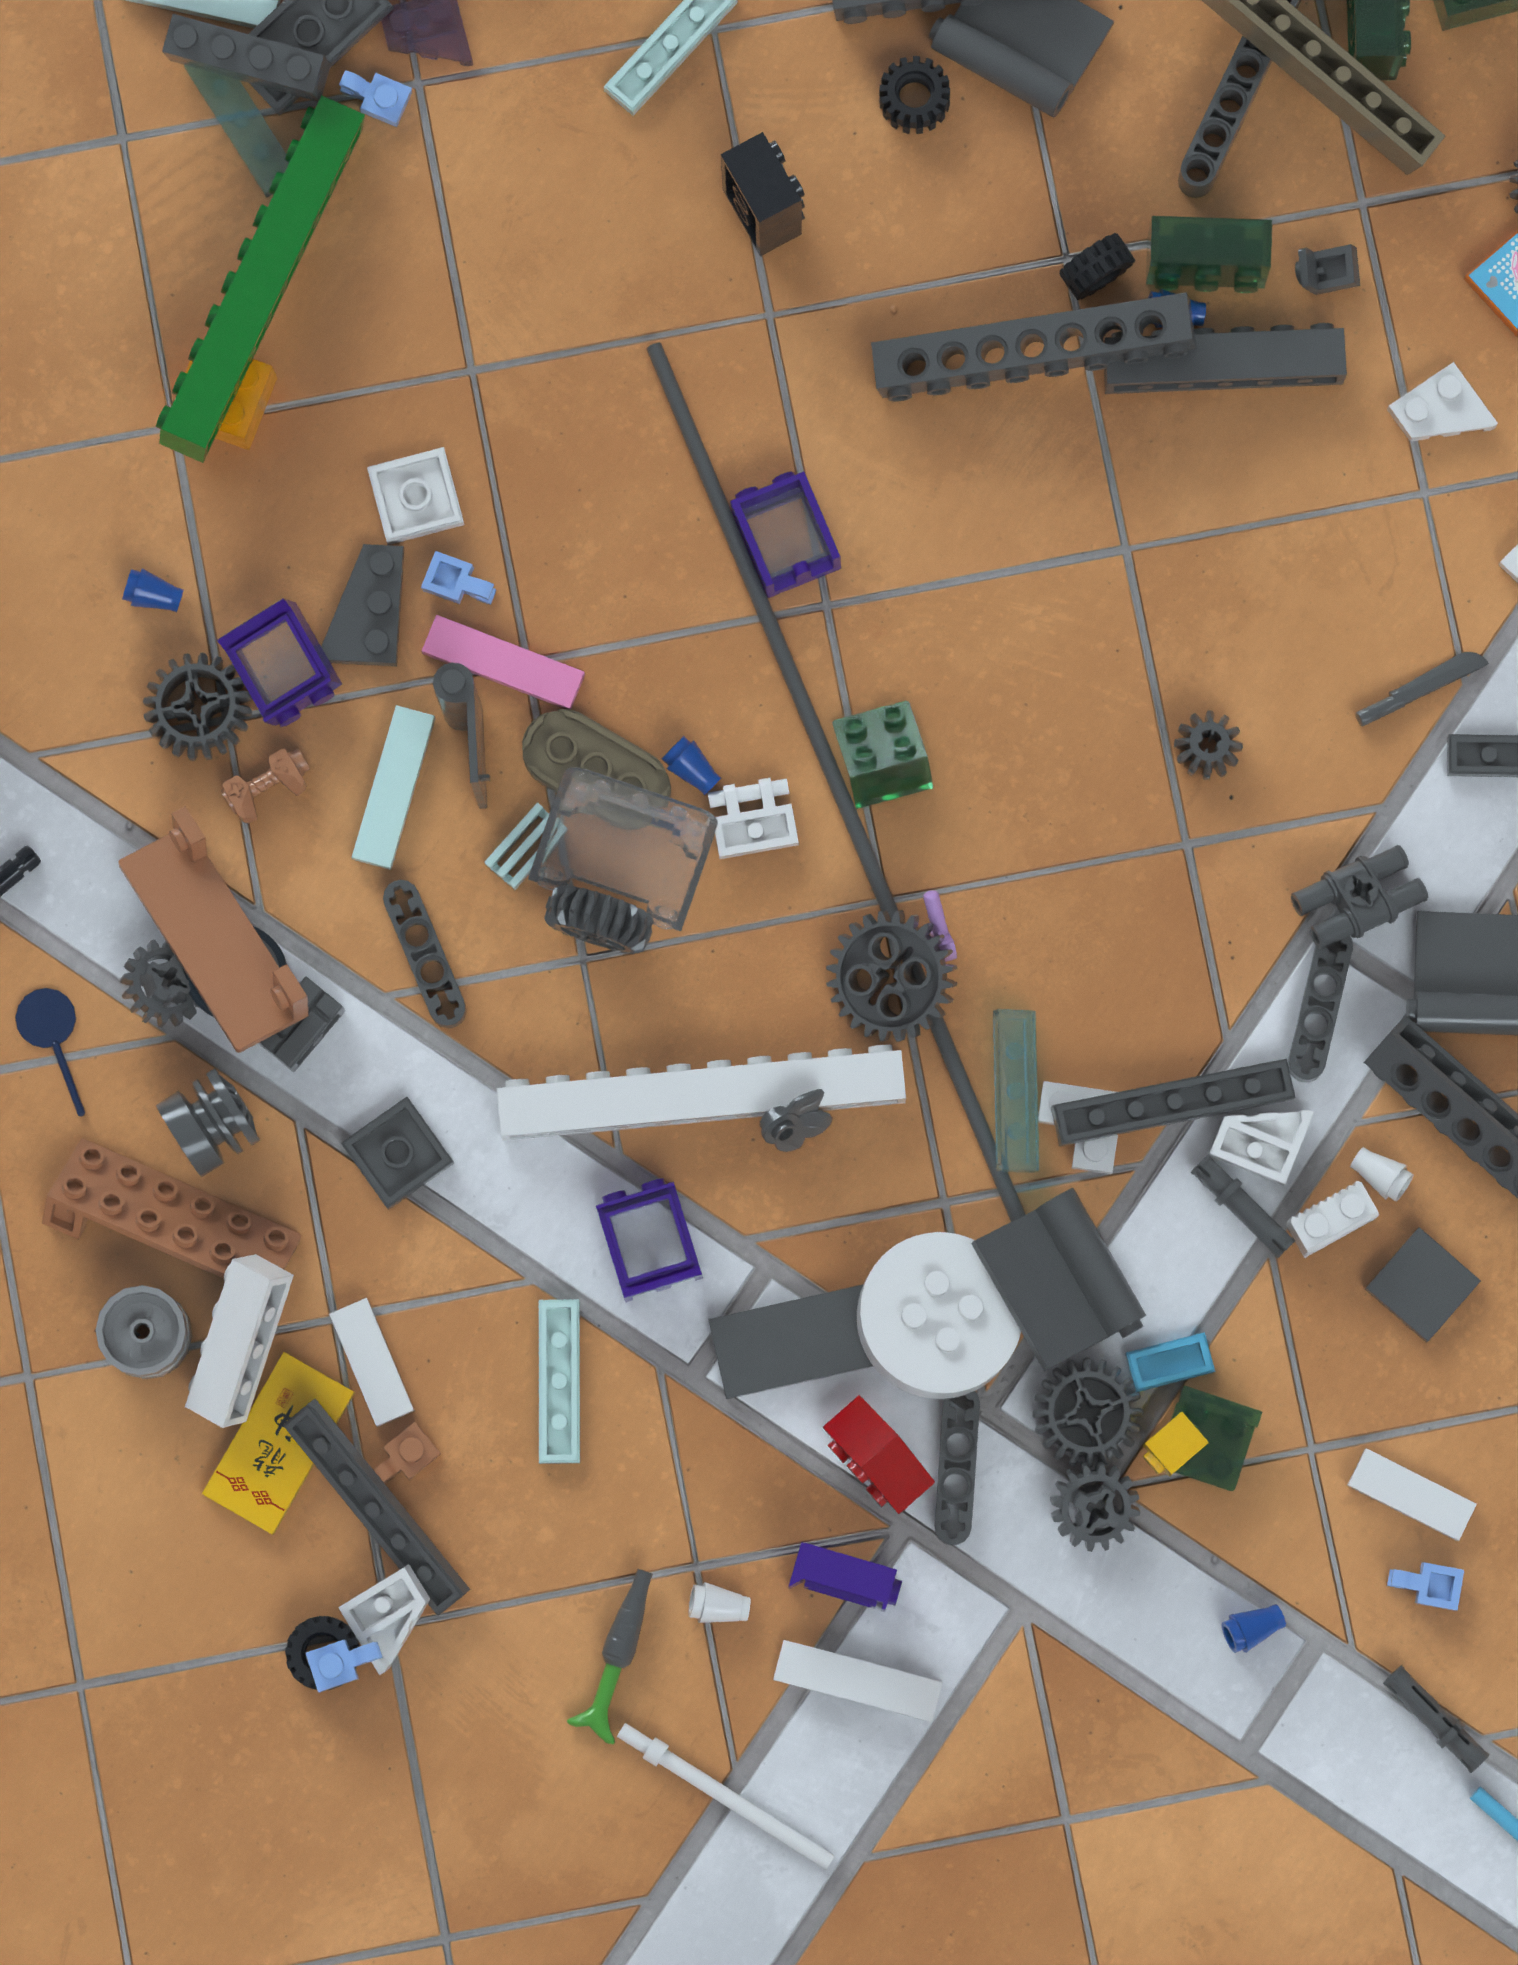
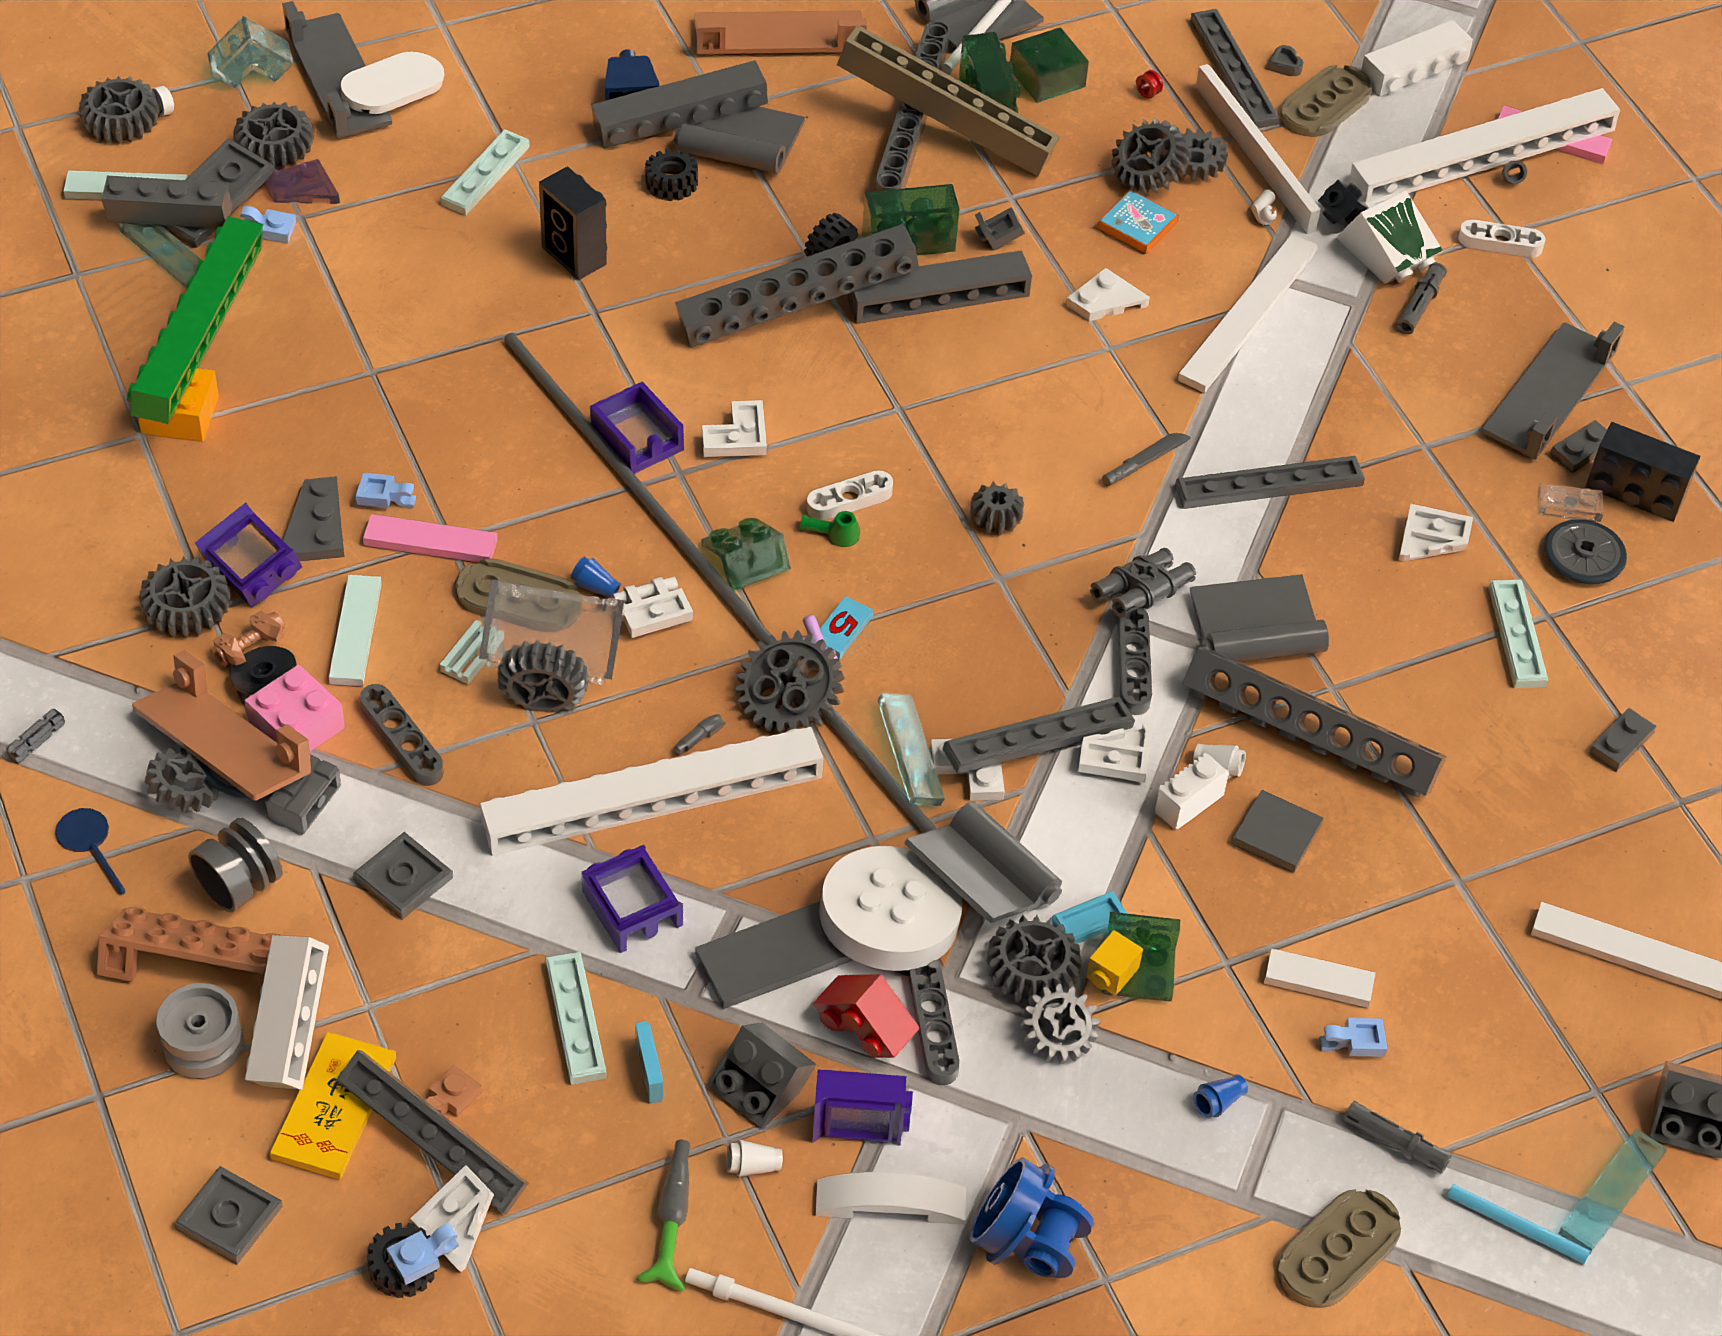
camera: 20 degrees left, 30 degrees down
(149, 1556) = (228, 1215): none -> dark grey tile
(150, 591) = (135, 531): blue cone -> none
(276, 820) = (261, 668): none -> black dish
(304, 909) = (300, 703): none -> bright pink brick
(371, 1362) = (407, 1029): white tile -> none
(415, 496) = (341, 448): white tile -> none
(464, 712) = (405, 550): dark grey door -> none
(628, 1462) = (649, 1062): none -> medium azure tile
(748, 1501) = (760, 1073): none -> dark grey slope
(781, 1010) = (705, 728): none -> dark grey piece
(792, 1124) = (736, 788): dark grey plate -> none
(918, 570) = (742, 437): none -> white plate
(977, 890) = (845, 625): none -> medium azure tile
(990, 1752) = (1012, 1208): none -> blue piece
(998, 733) = (842, 531): none -> green bar
(1062, 688) = (862, 484): none -> white beam
(1242, 1206) = (1115, 797): dark grey pin -> none
(1331, 1836) = (1339, 1248): none -> dark tan tile

